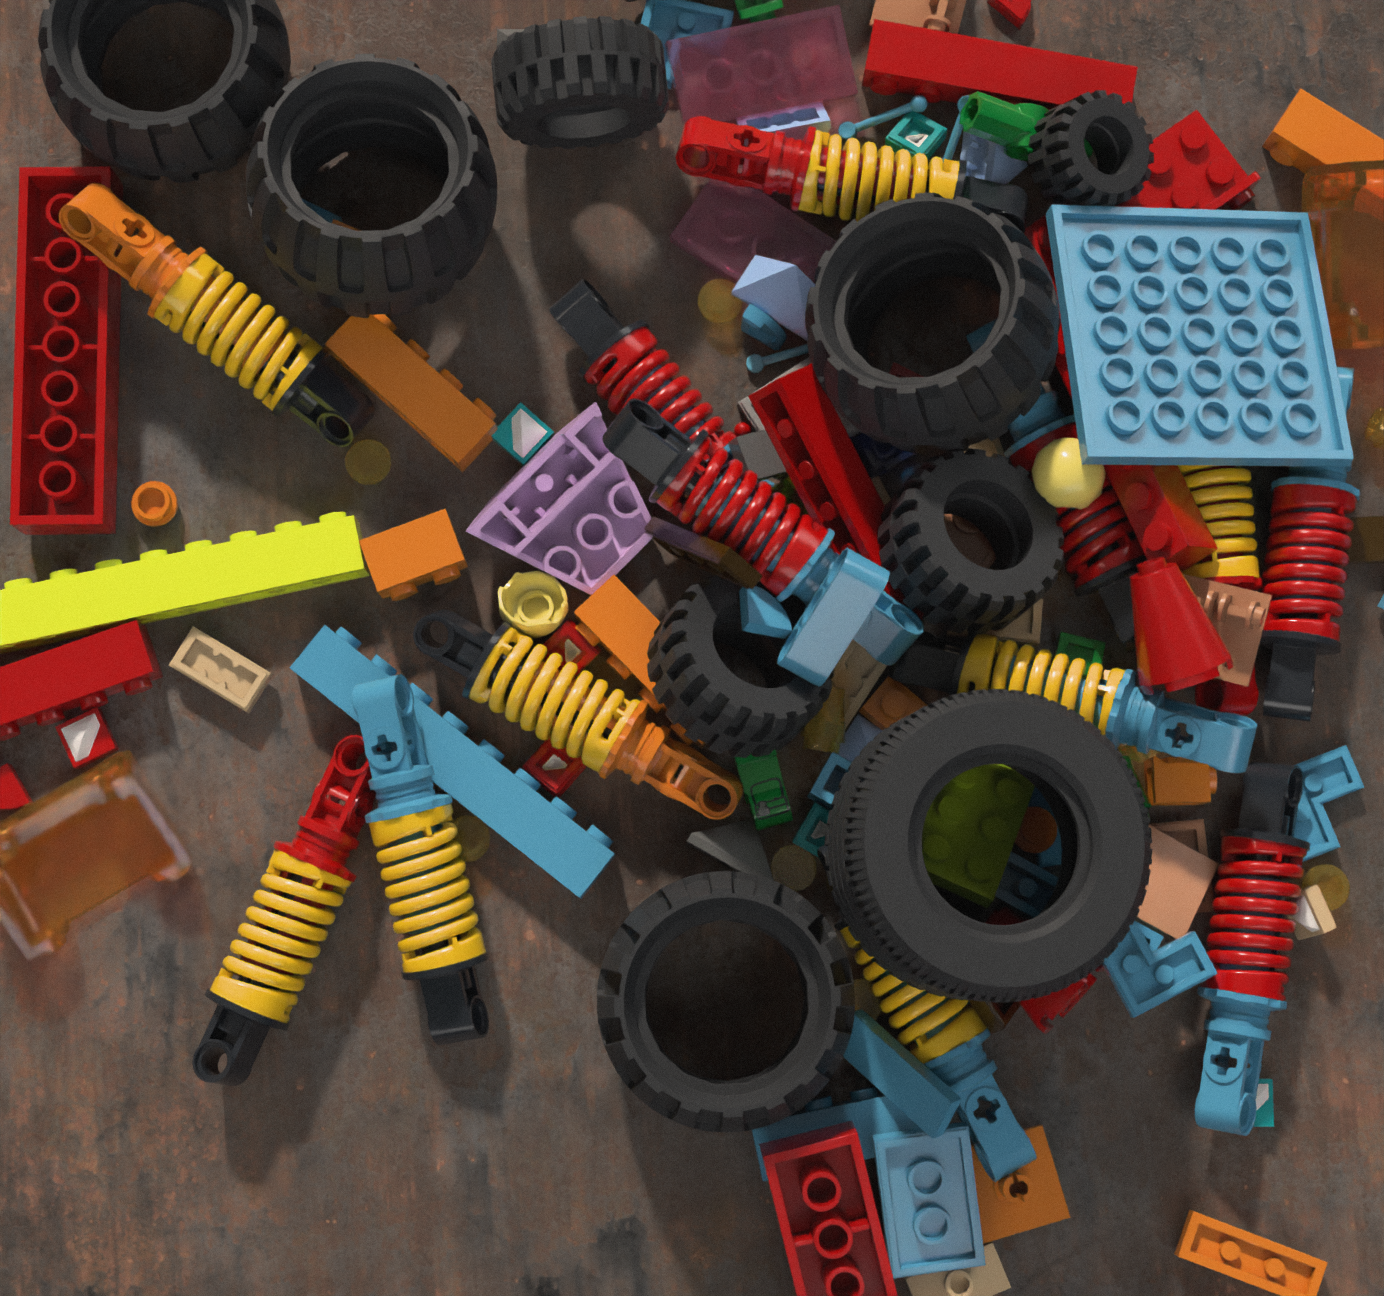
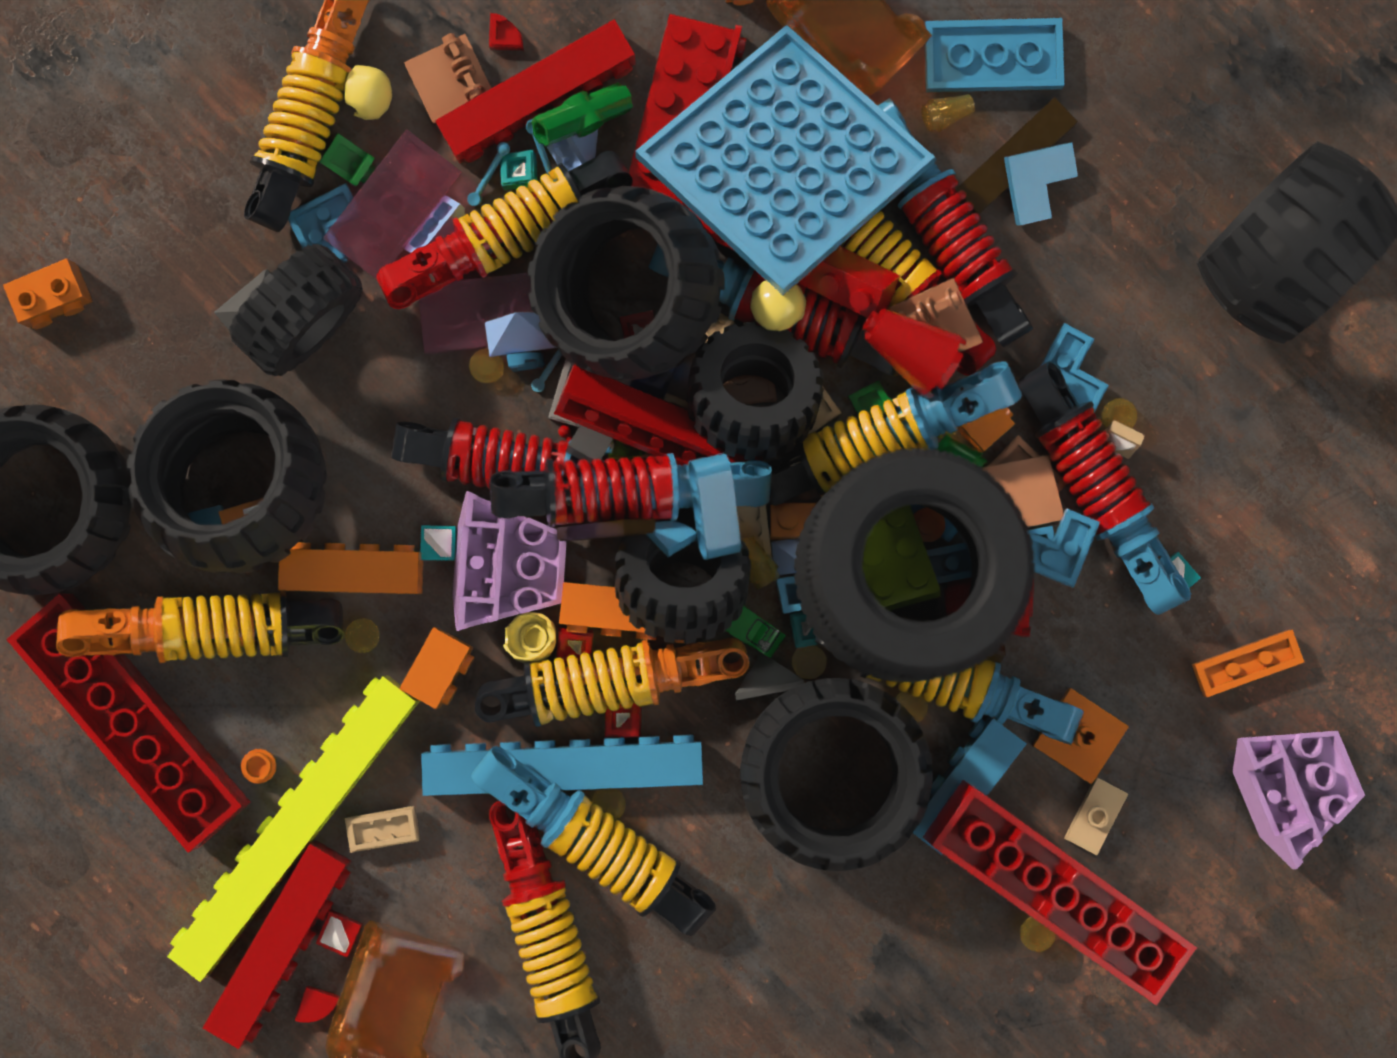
camera: 35 degrees left, 5 degrees up
(900, 1076) = (969, 731): dark azure tile -> none
(928, 1201) = (1042, 785): dark azure tile -> none
(1115, 138) = (646, 80): black tyre -> none

